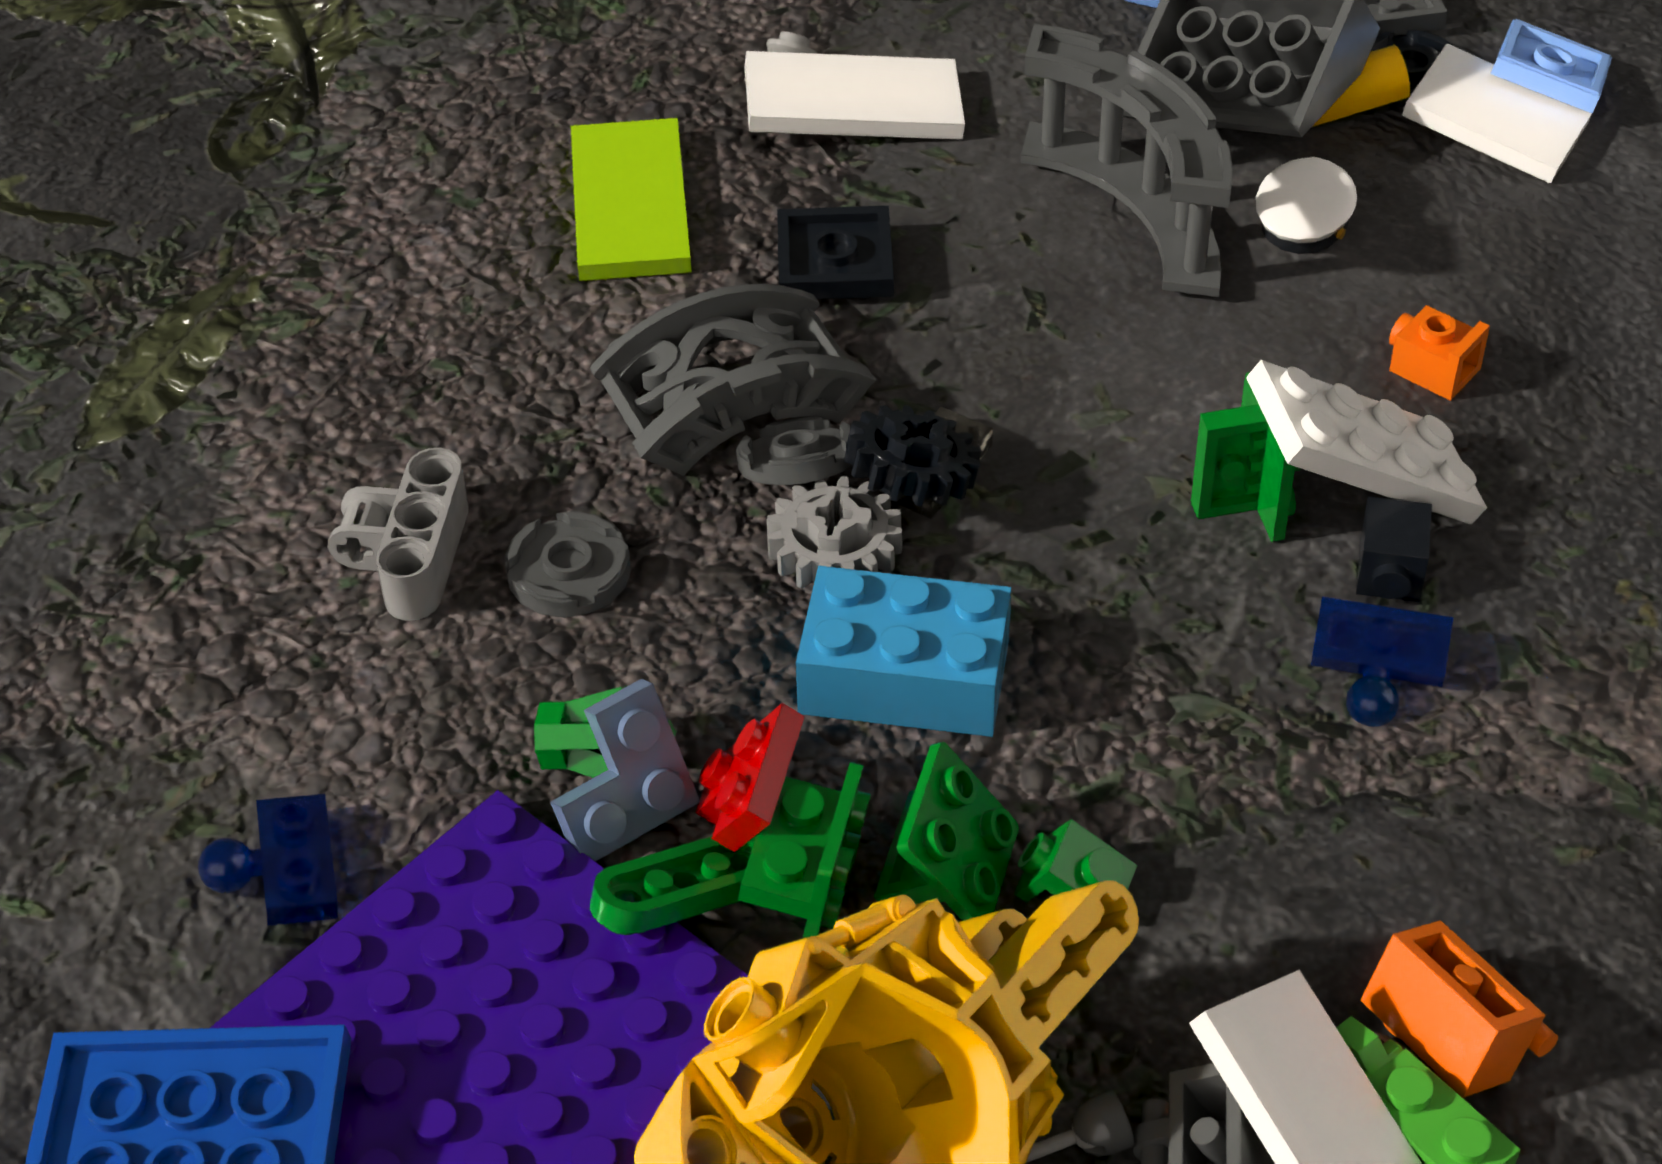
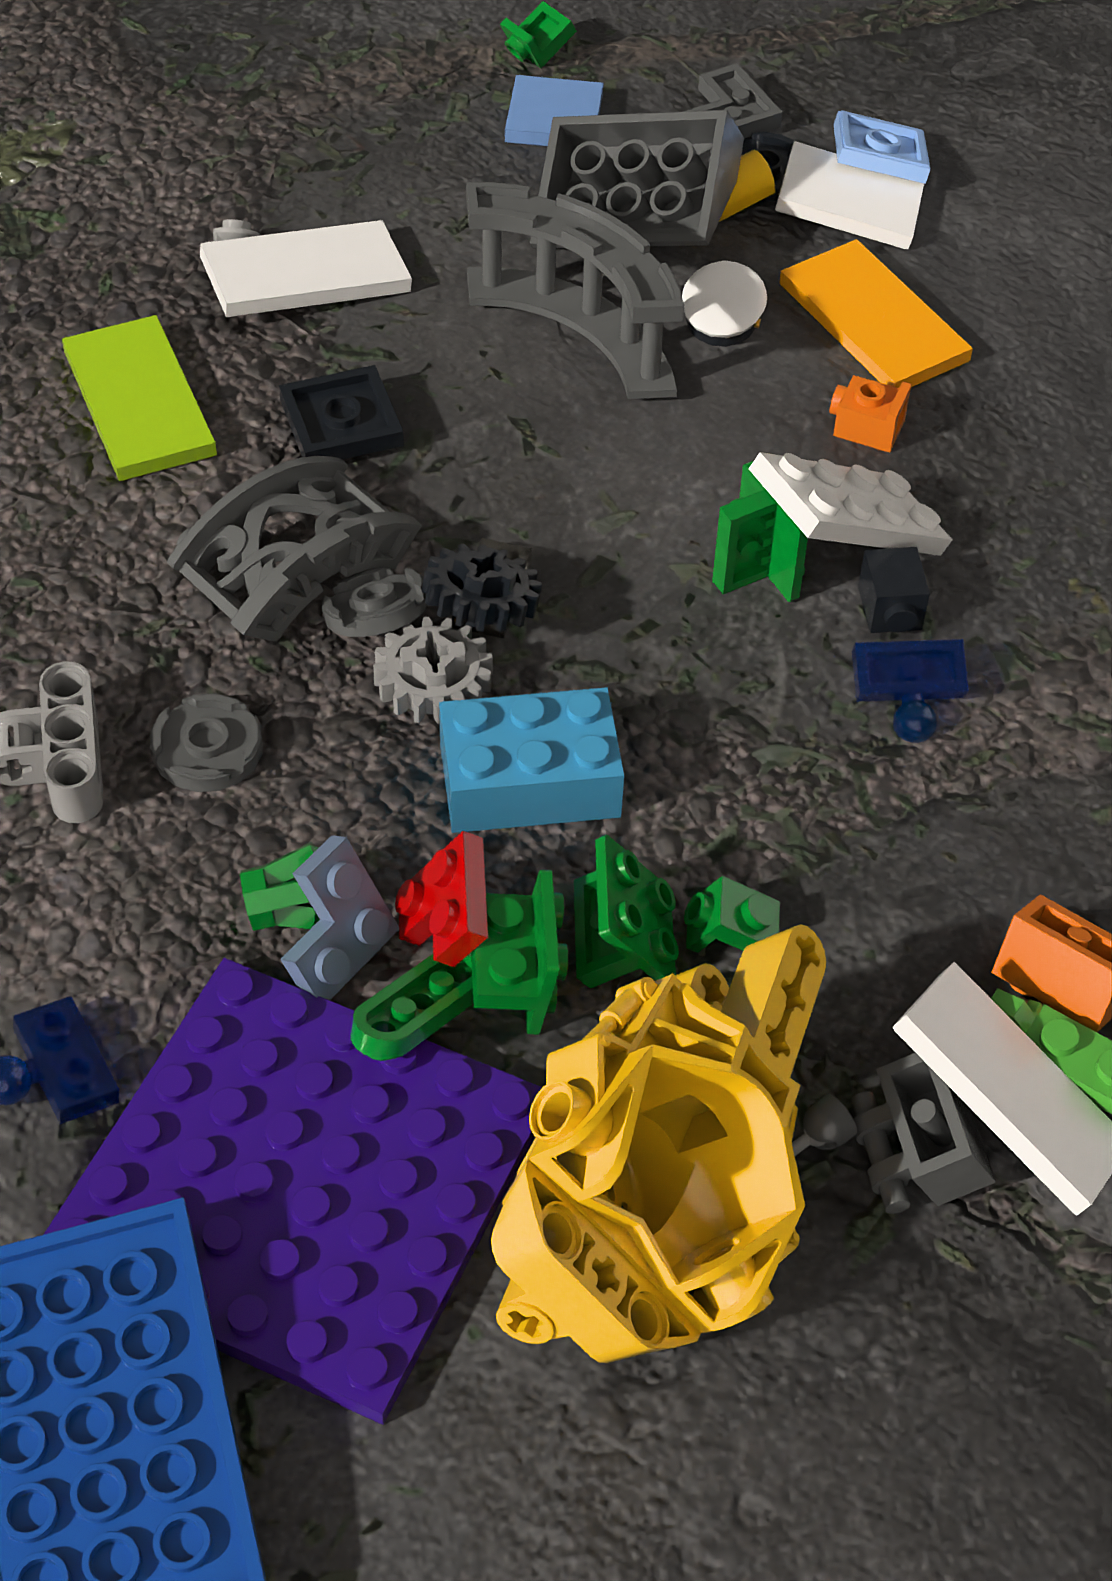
camera: 20 degrees left, 5 degrees up
(1484, 249) = (875, 315): none -> light orange tile

